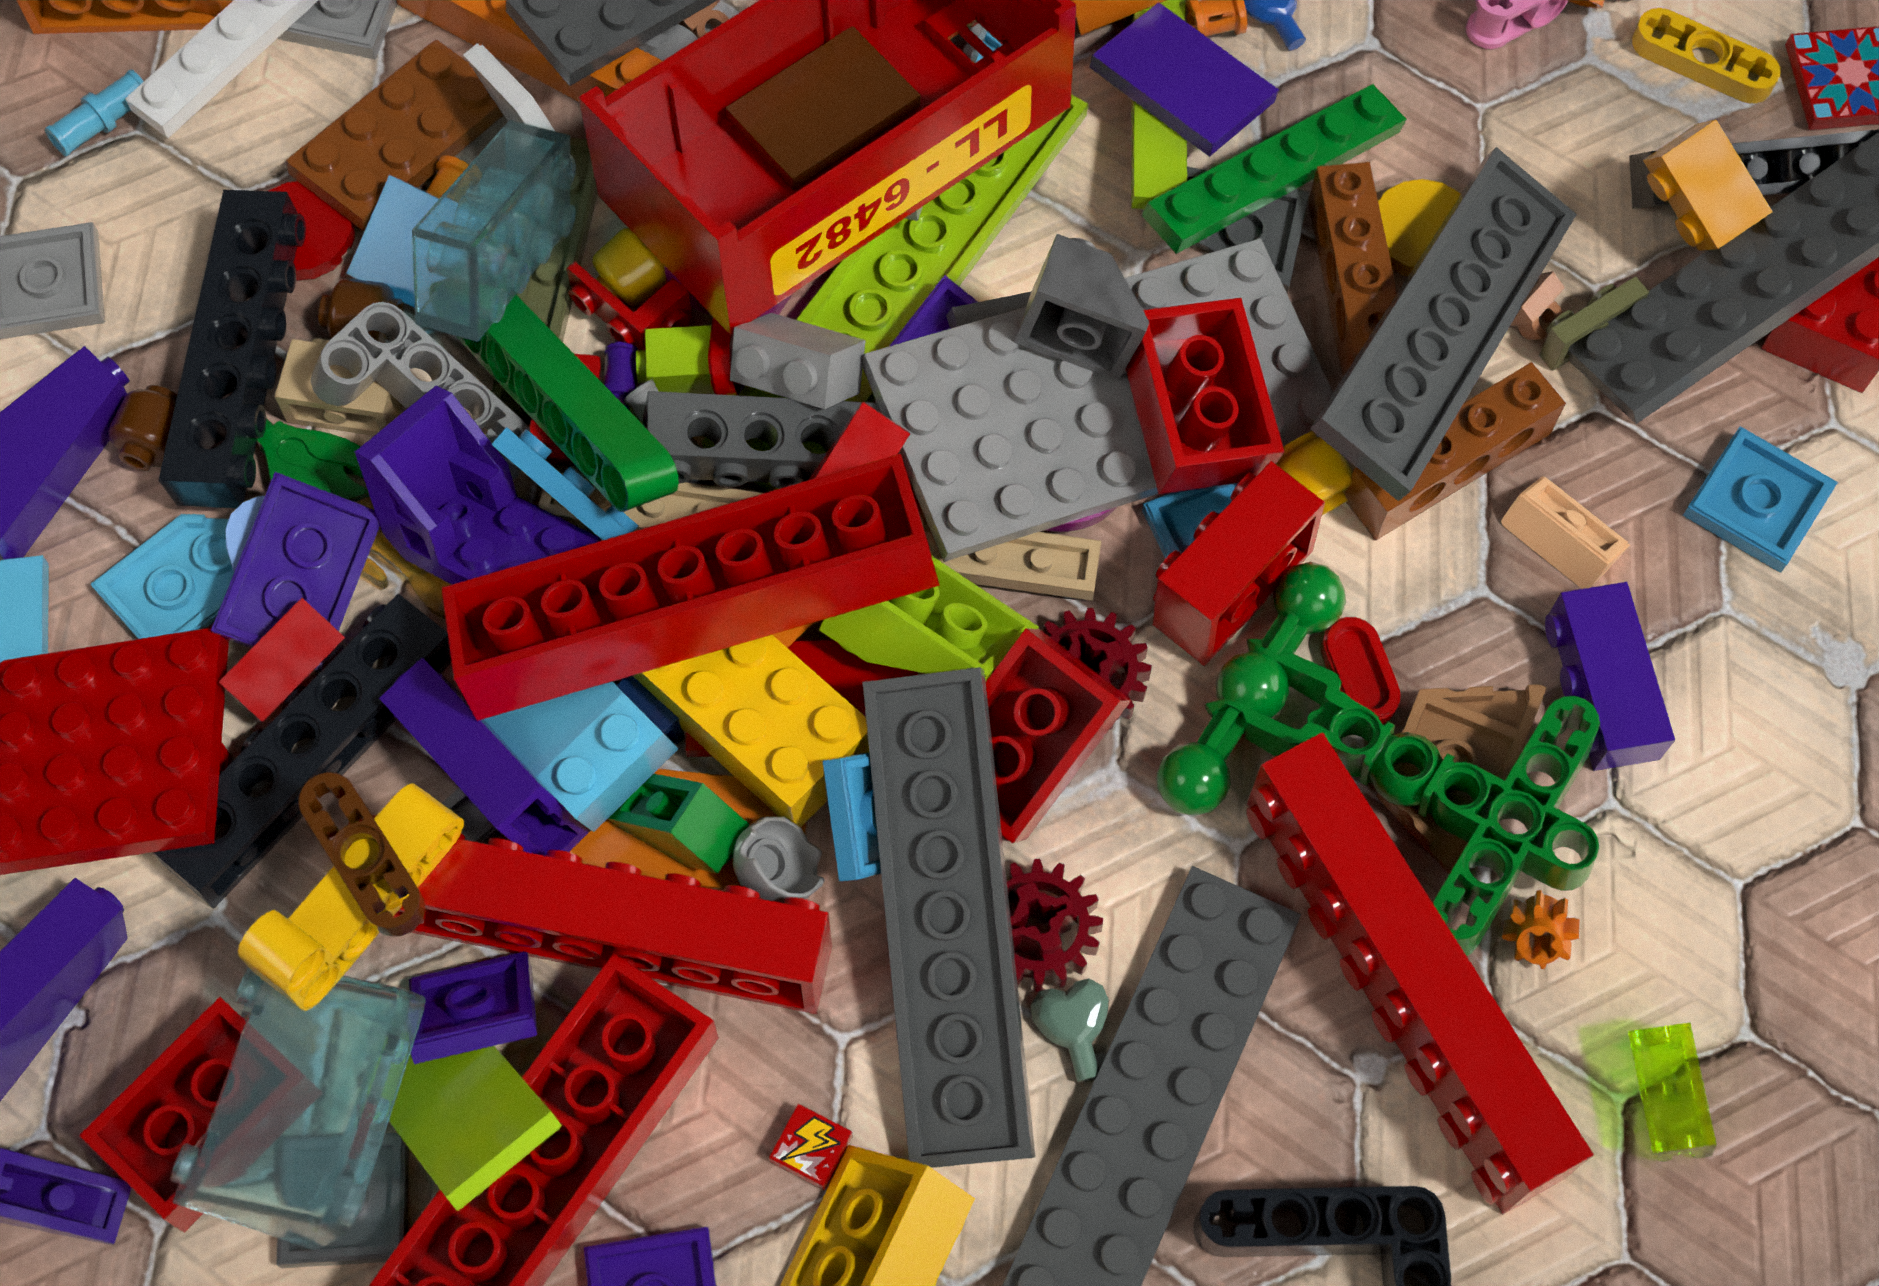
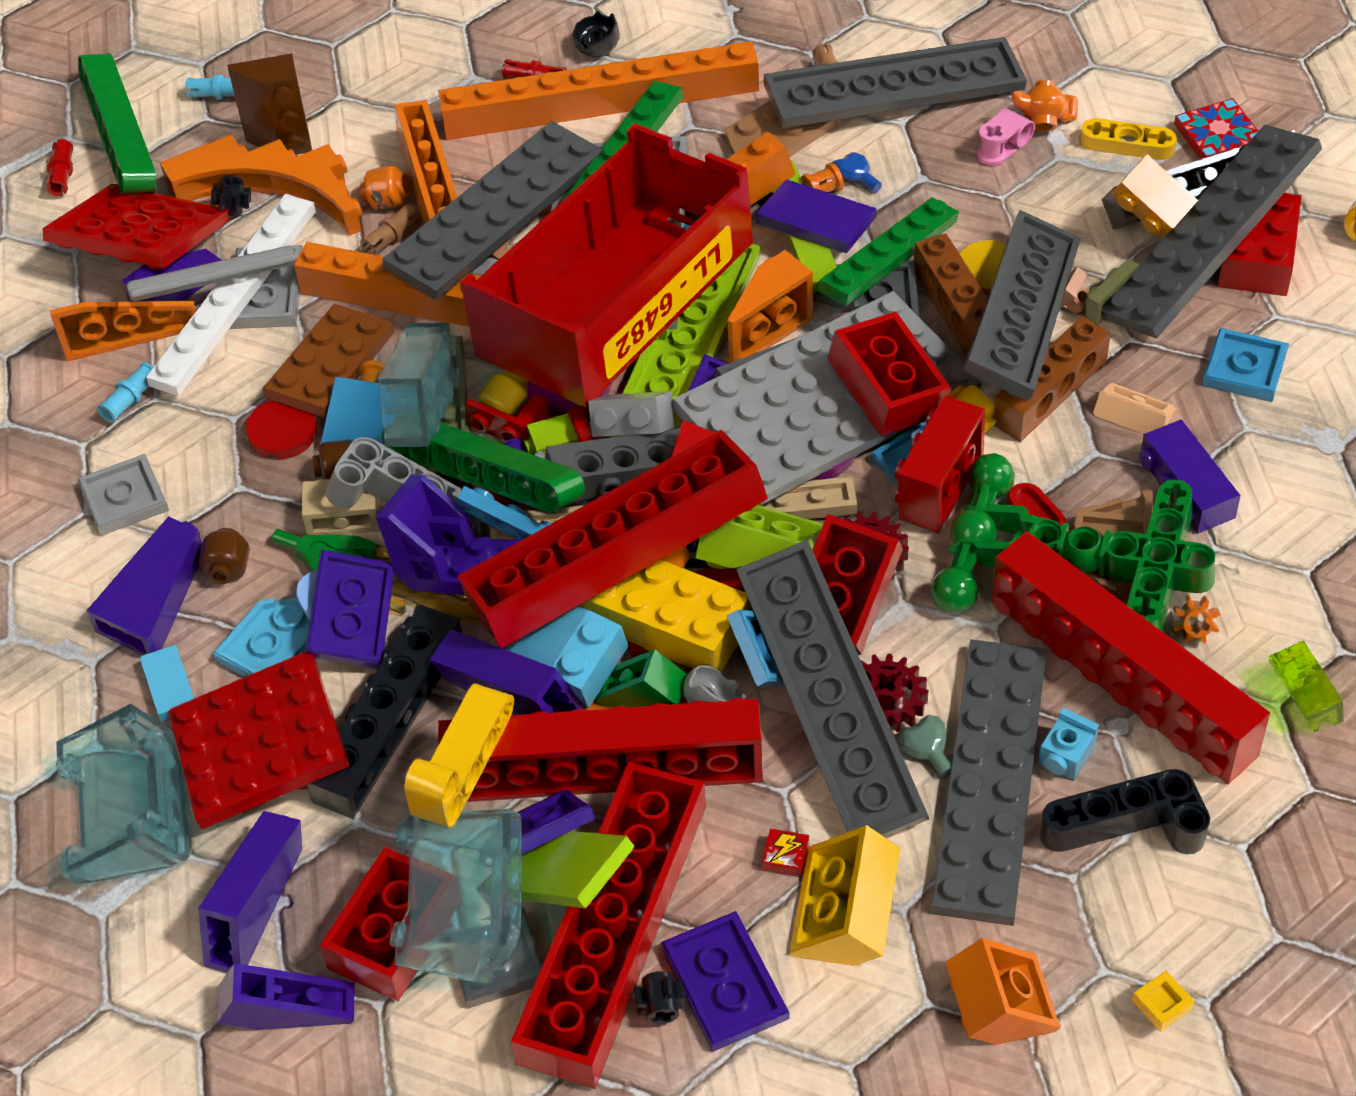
camera: 10 degrees left, 15 degrees down
(212, 369) = (266, 497): black brick -> none
(281, 659) = (356, 658): red tile -> none
(398, 880) = (466, 738): reddish brown beam -> none
(505, 90) = (395, 311): white tile -> none
(822, 107) = (599, 272): reddish brown tile -> none
(1081, 197) = (771, 306): none -> orange slope
(1083, 310) = (803, 339): flat silver slope -> none
(1298, 1072) = (1068, 744): none -> medium azure brick

